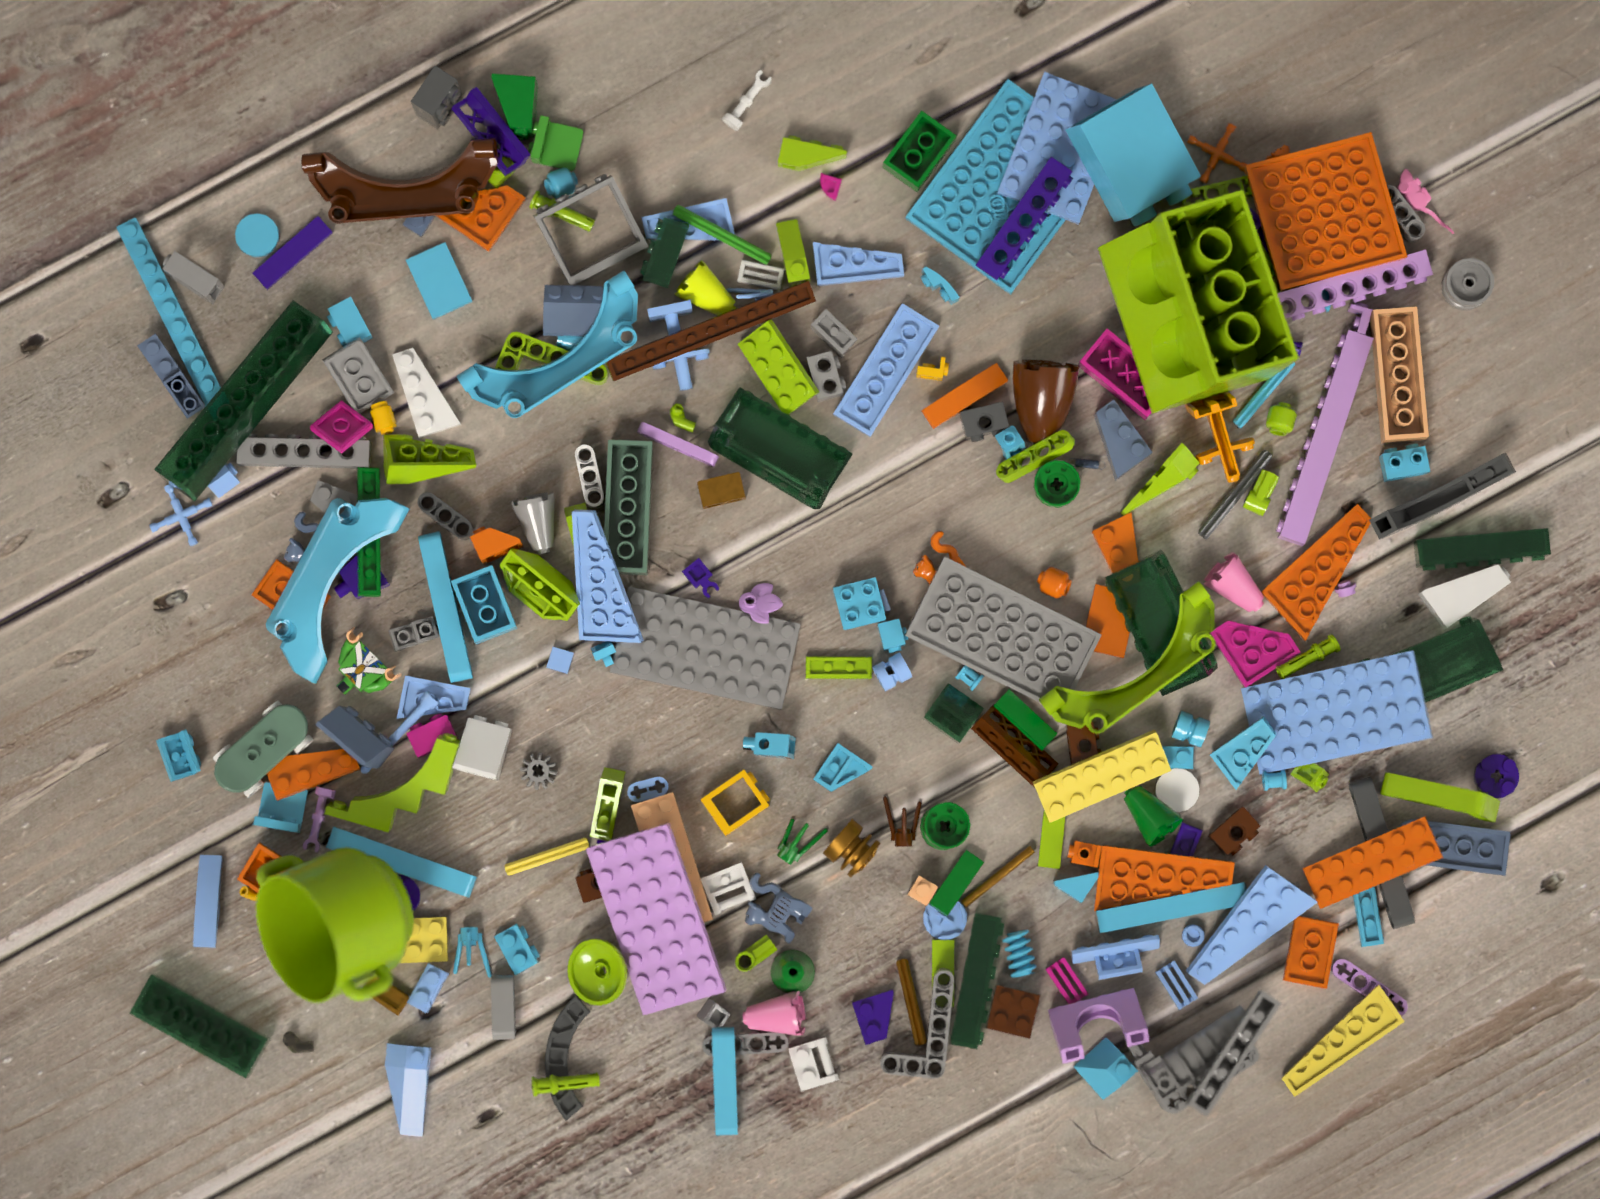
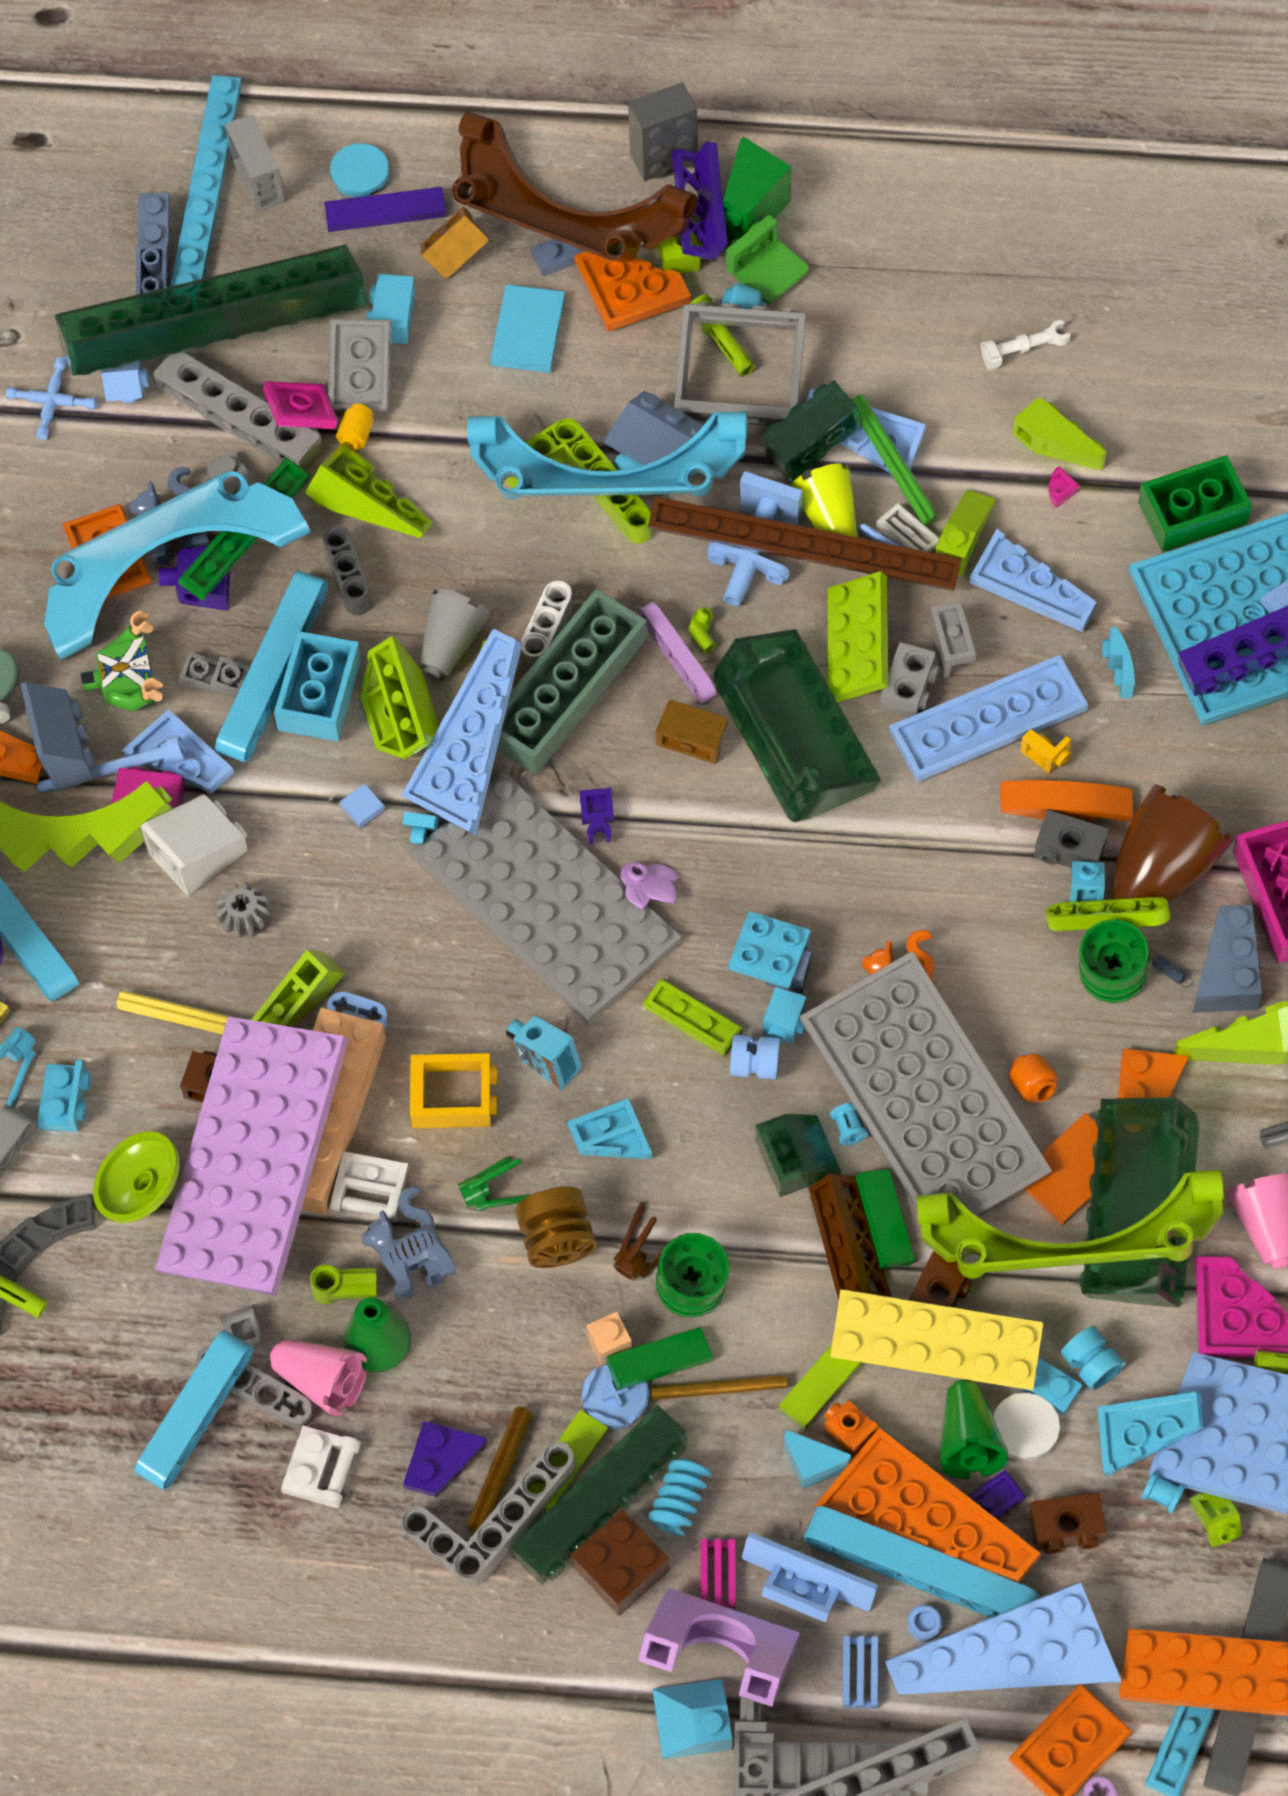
camera: 40 degrees right, 20 degrees down
(354, 254) = (453, 243): none -> pearl gold panel
(425, 401) = (418, 437): white wing -> none
(493, 544) = (375, 619): orange slope -> none

